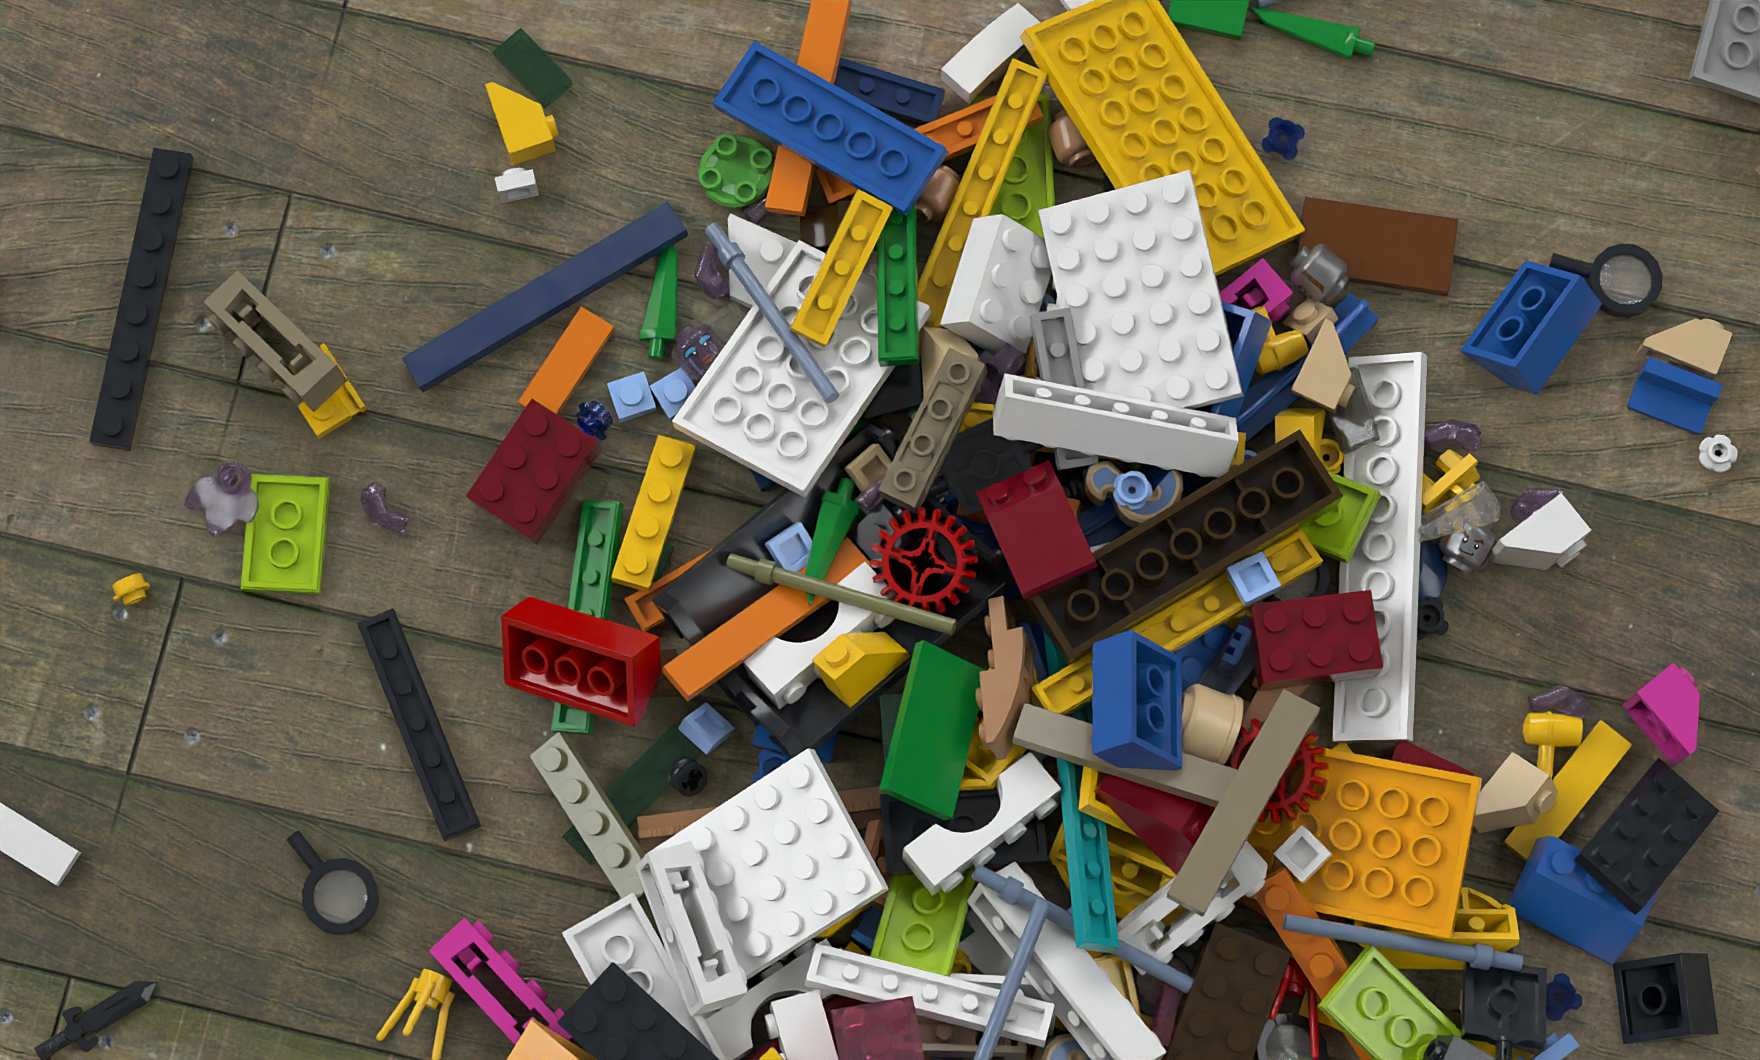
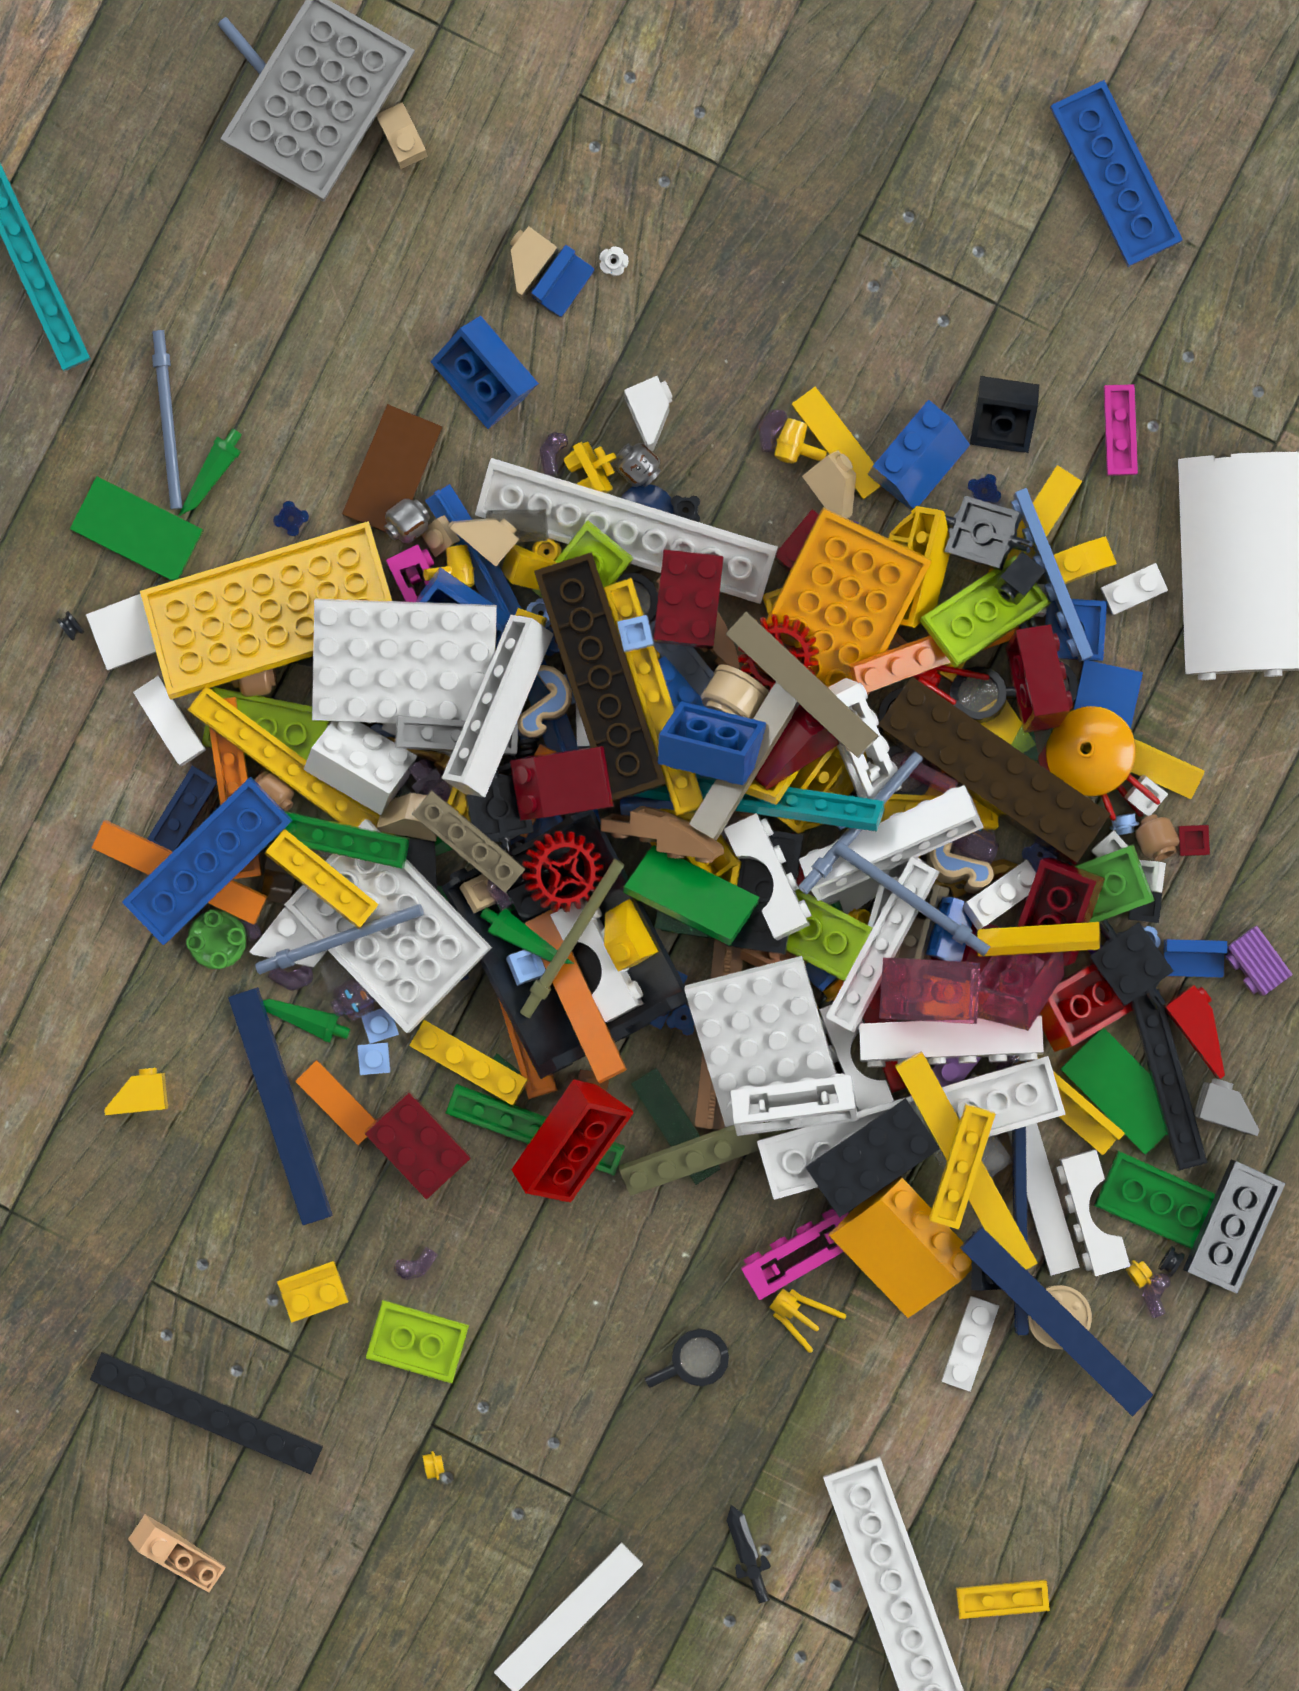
camera: 70 degrees left, 10 degrees up
(223, 502) = (383, 1383): clear purple plate -> none
(313, 381) = (311, 1294): dark tan brick -> none
(419, 724) = (585, 1272): black tile -> none
(516, 185) = (187, 1109): white plate -> none
(532, 68) = (95, 1076): clear green tile -> none
(594, 419) = (386, 1091): clear blue plate -> none
(697, 778) = (673, 1089): black bush -> none
(706, 728) = (641, 1060): light blue plate -> none
(1136, 480) = (554, 705): light blue plate -> none
(1234, 652) = (683, 659): dark blue tile -> none
(1303, 854) = (844, 649): white plate -> none
(1463, 512) = (618, 465): clear slope -> none
(1478, 955) = (945, 542): sand blue bar -> none
(1531, 501) = (616, 408): clear purple arm -> none
(1621, 277) = (463, 295): piece -> none
(1646, 836) = (886, 396): black plate -> none
(1668, 712) = (799, 354): dark pink slope -> none

